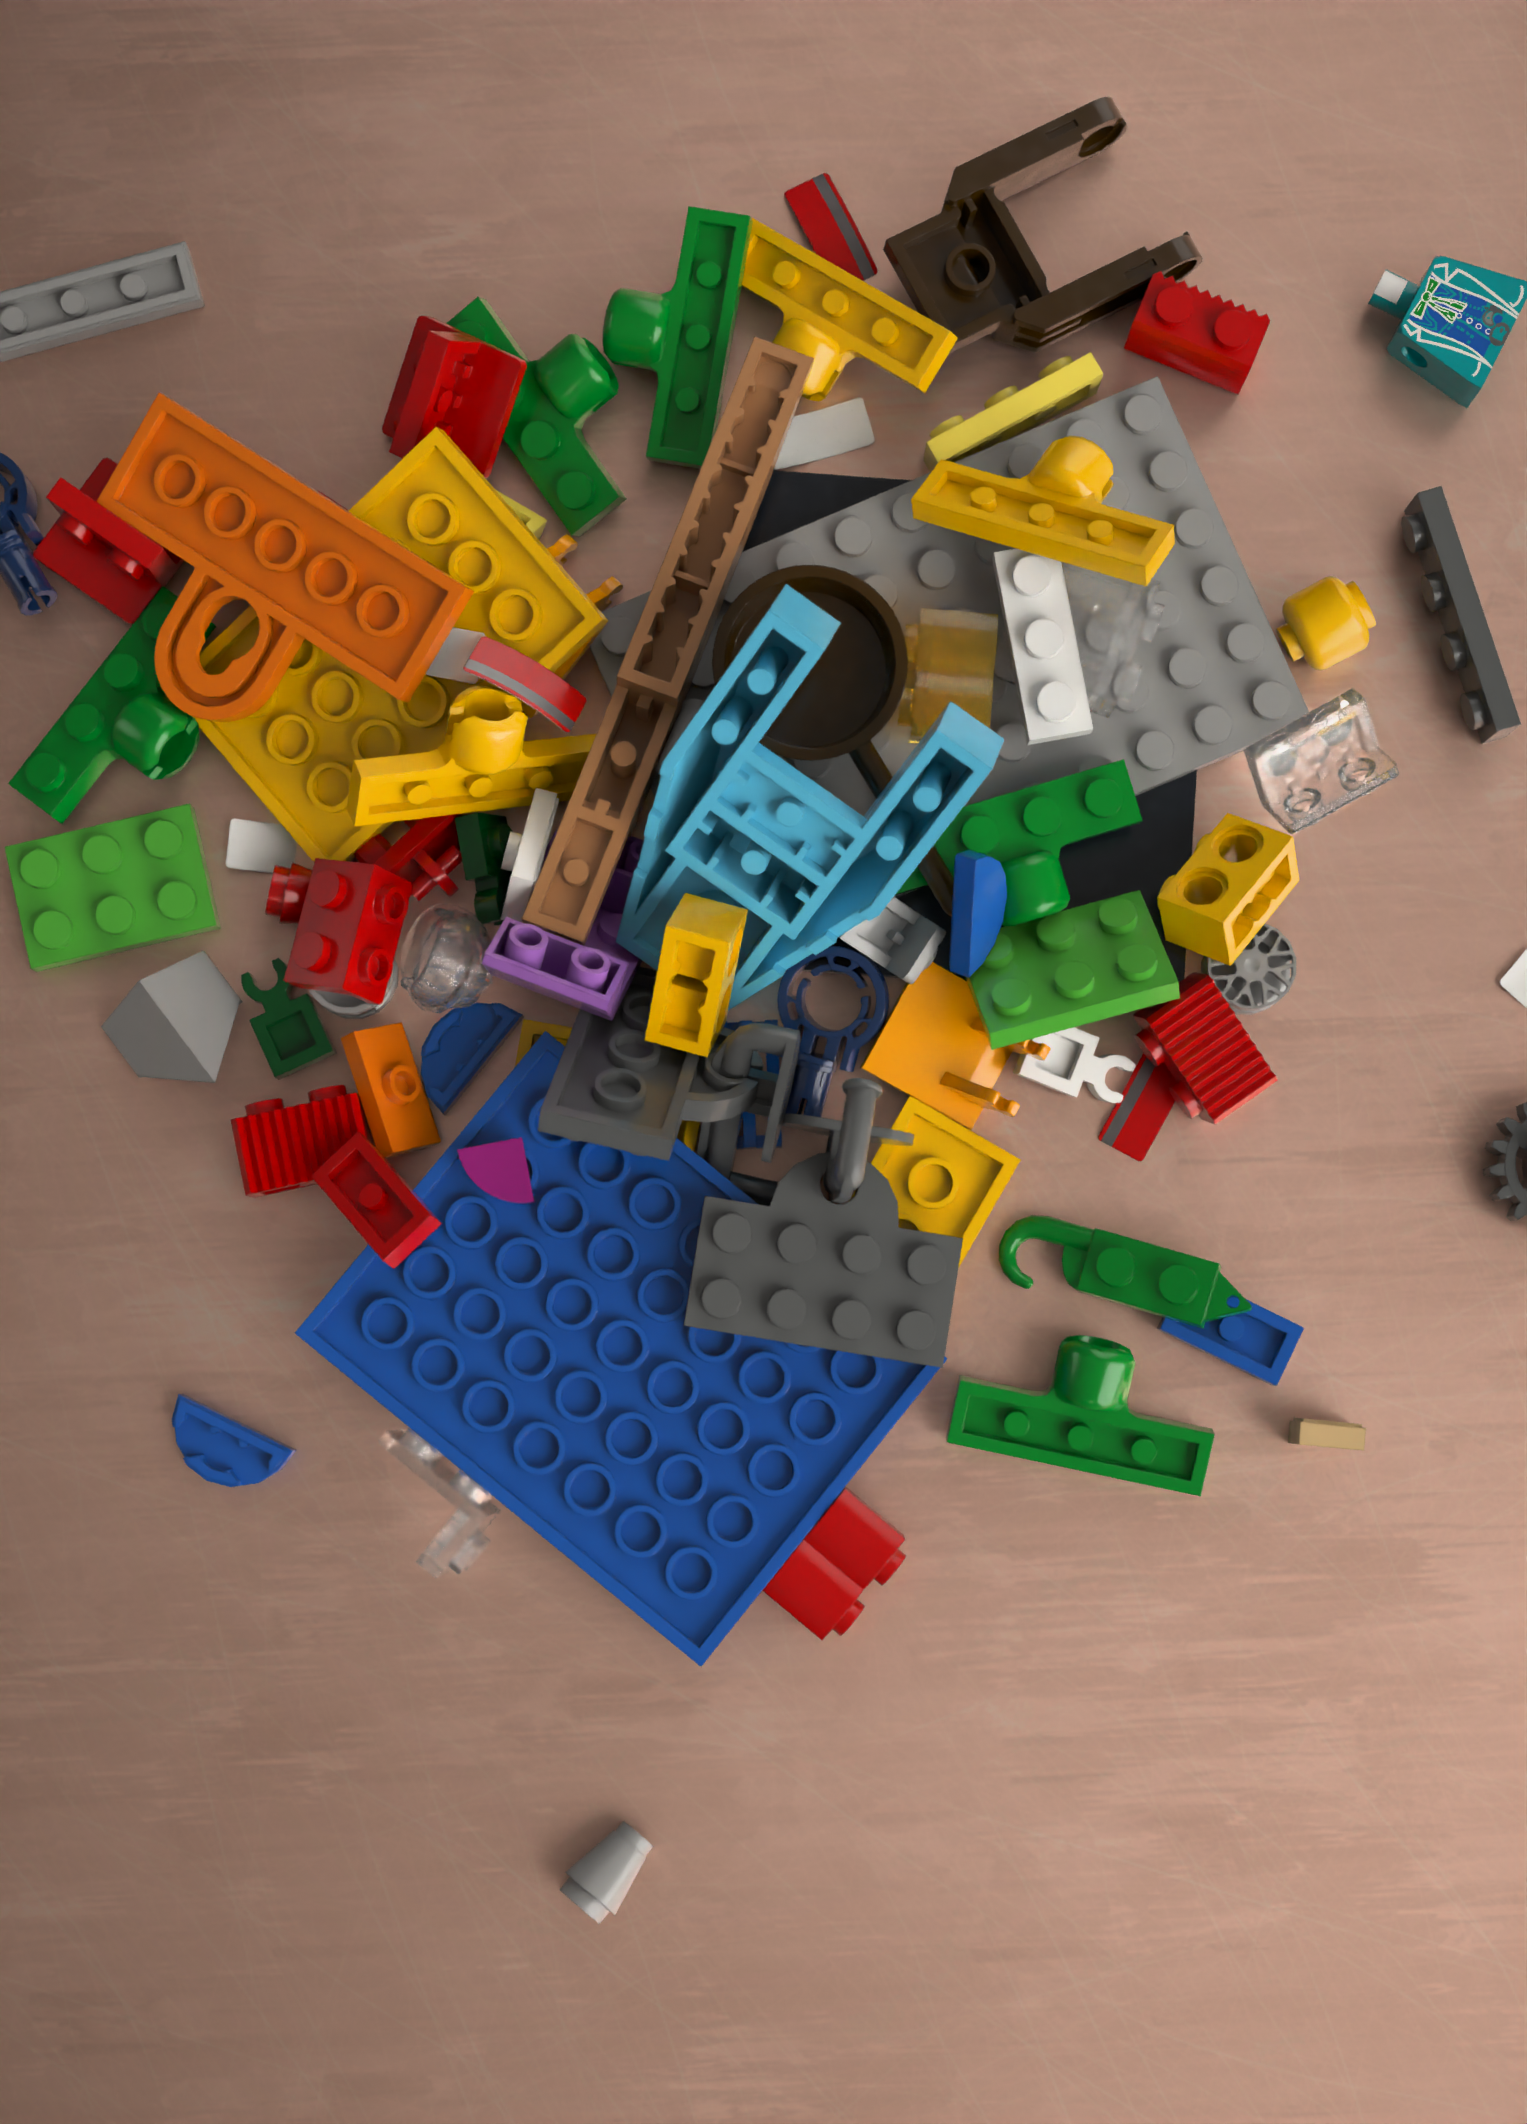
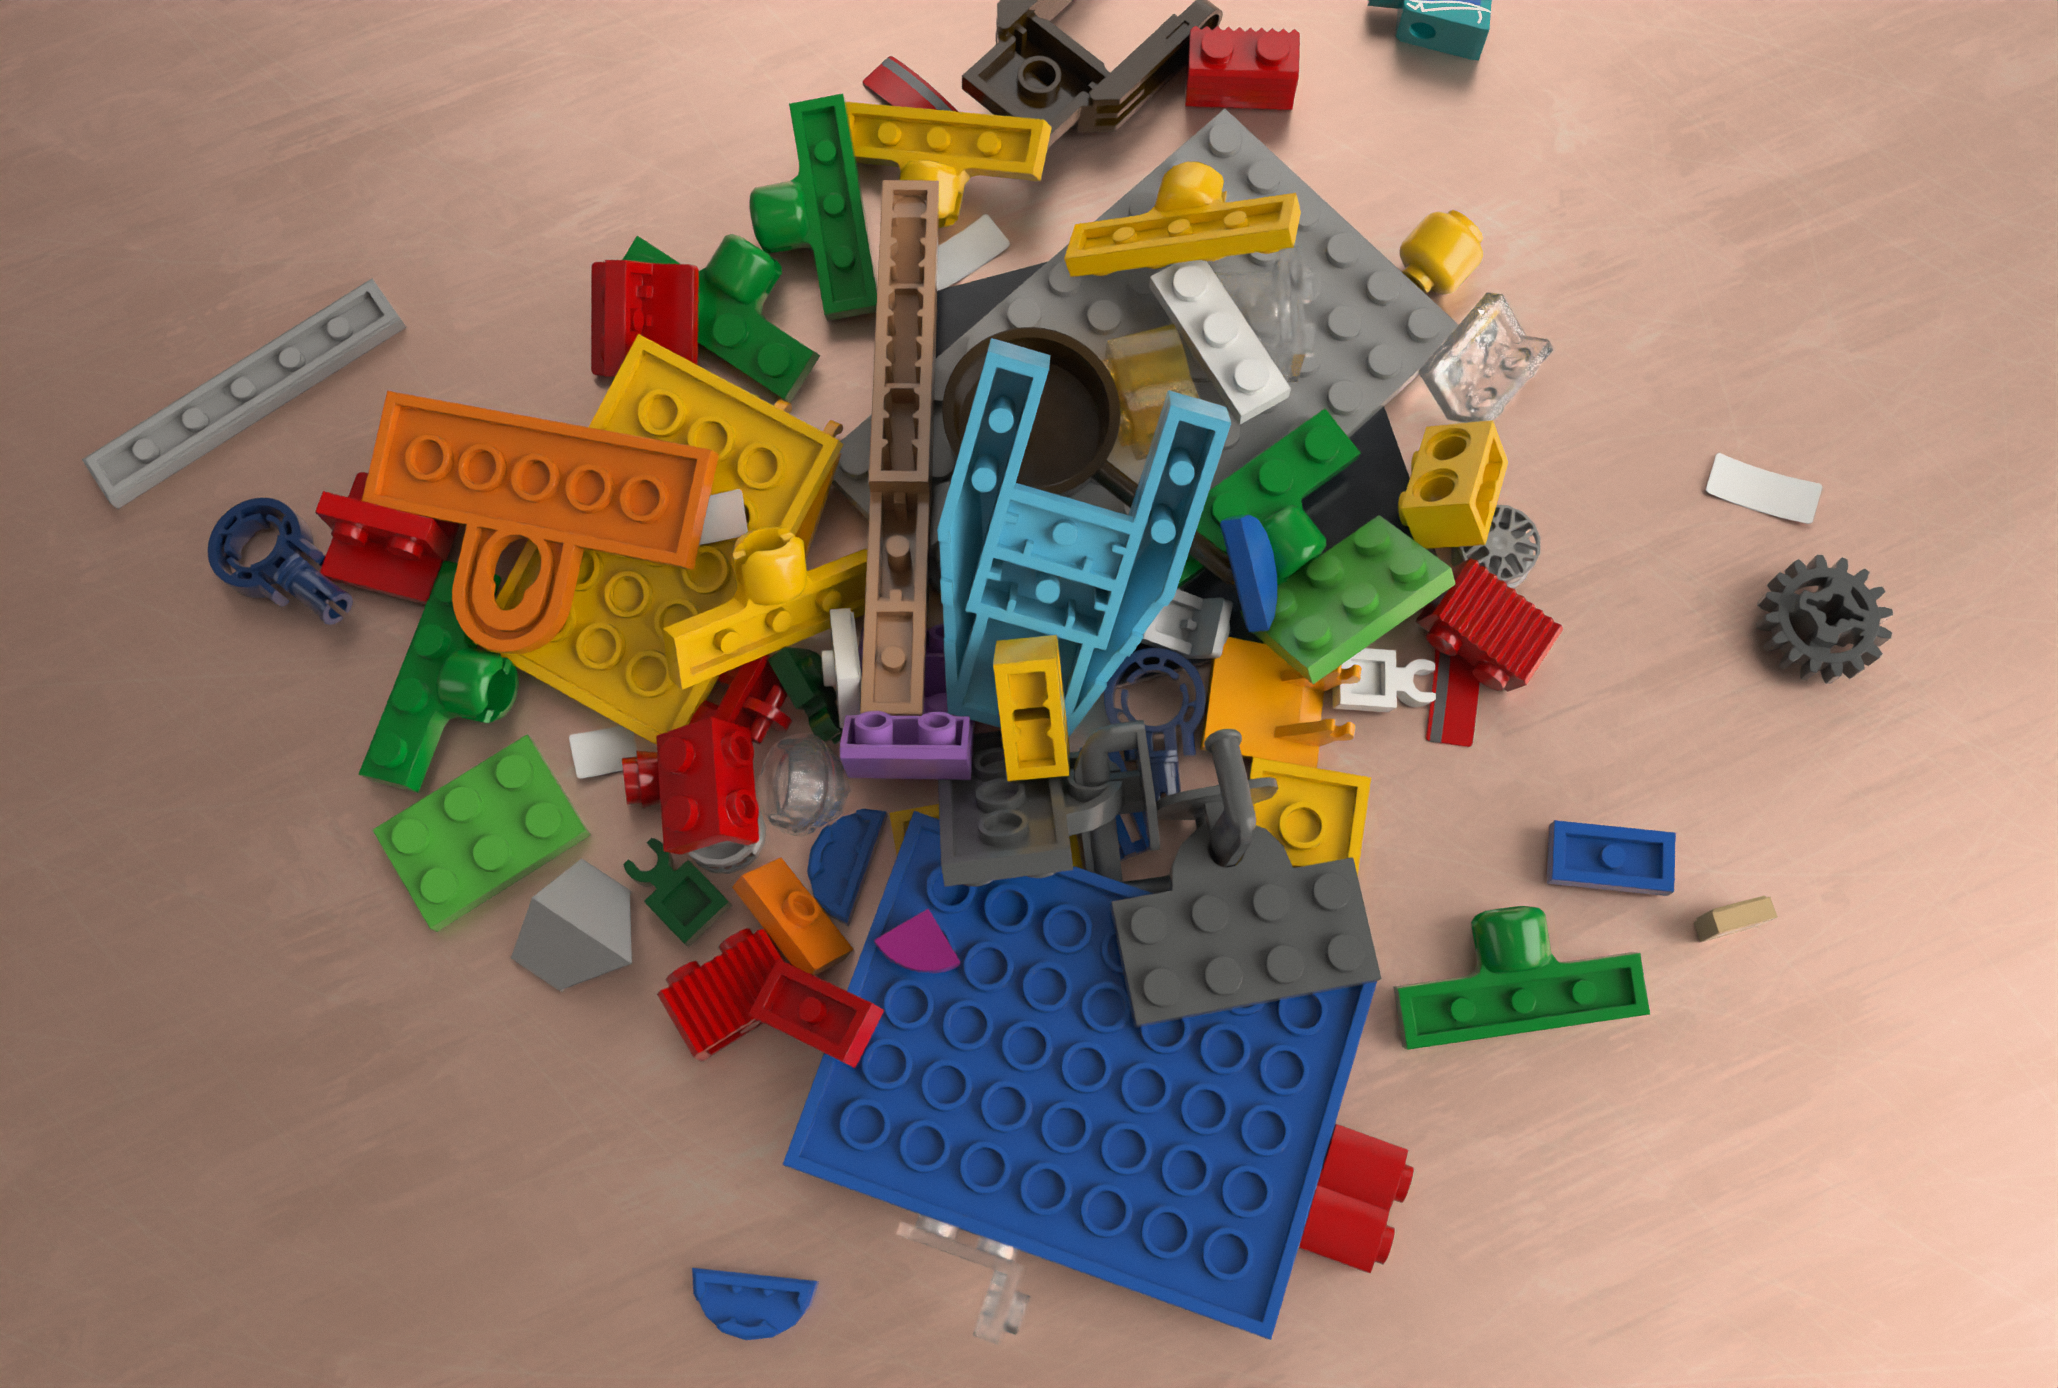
camera: 20 degrees left, 10 degrees down
(526, 681) = (792, 514): sticker -> none
(1015, 411) = (1144, 151): light yellow plate -> none
(1127, 1271) = (1504, 839): green plate -> none
(1467, 637) = (1548, 211): dark grey plate -> none

